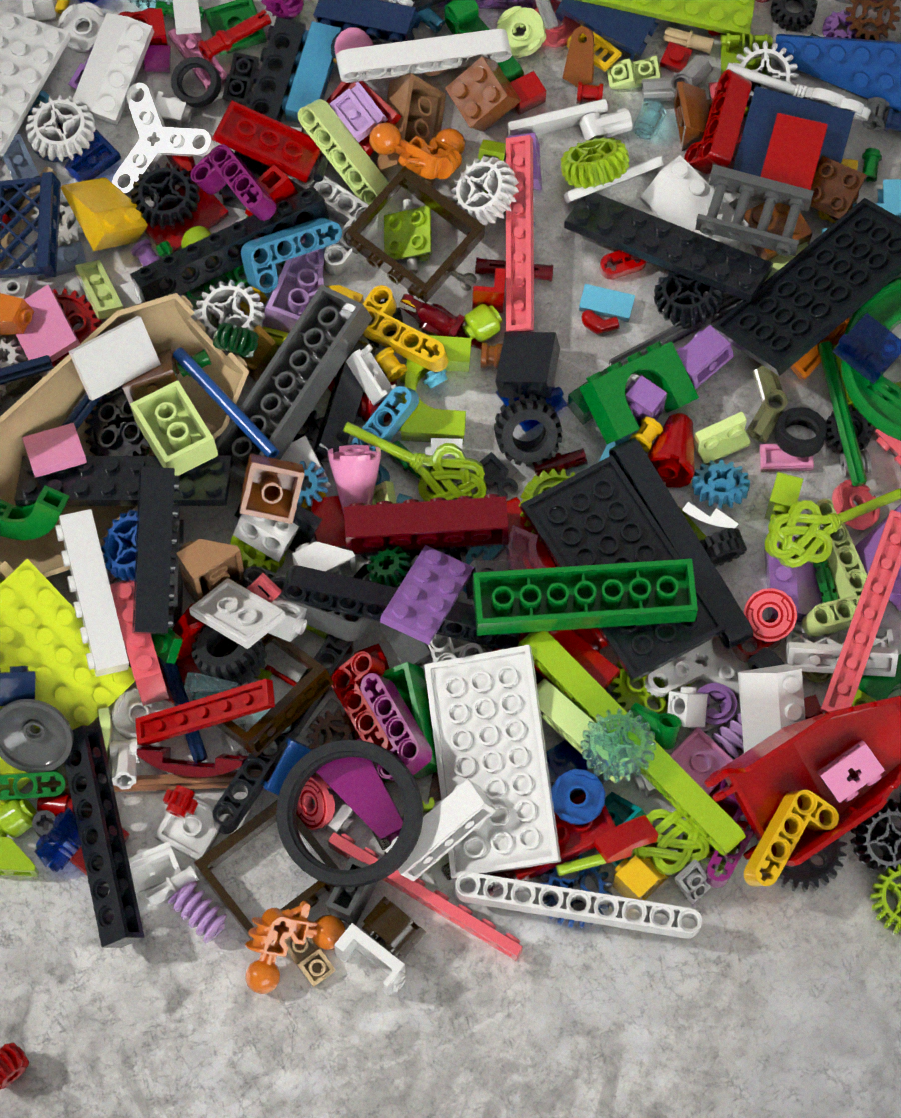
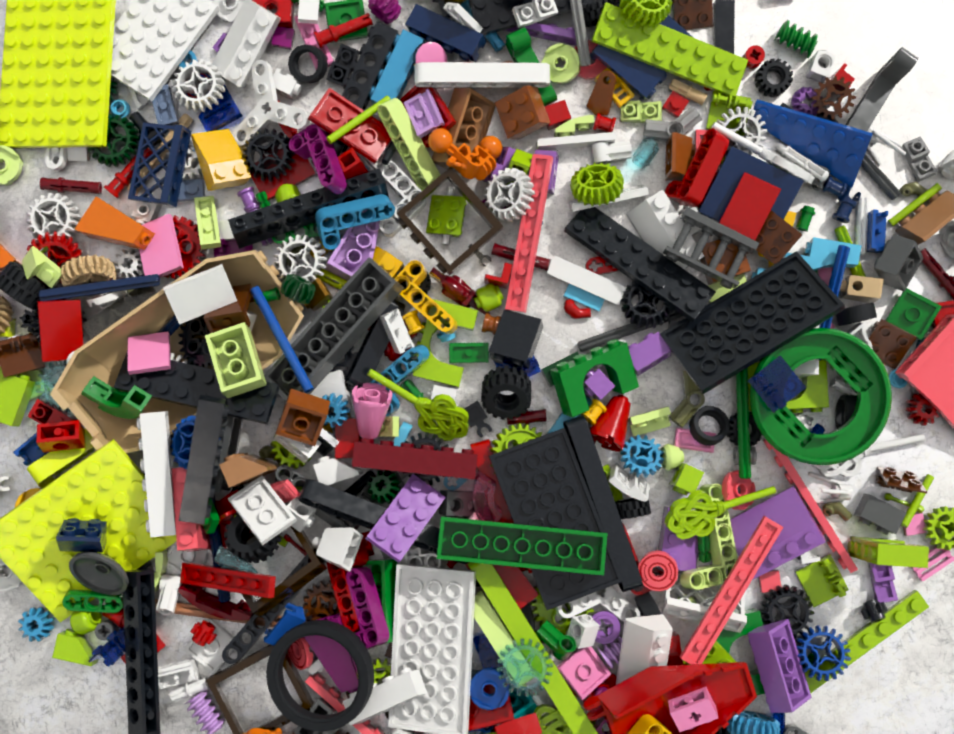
camera: 10 degrees right, 15 degrees up
(273, 133) = (356, 121): none -> lime bar
(345, 648) = (338, 546): none -> white torso
(469, 395) = (468, 352): none -> green plate
(471, 151) = (502, 162): none -> medium lavender slope
(558, 97) = (568, 128): none -> yellowish green slope
(604, 281) = (586, 280): none -> white tile
(760, 478) = (672, 457): none -> yellowish green cone
(874, 104) = (803, 162): none -> white piece

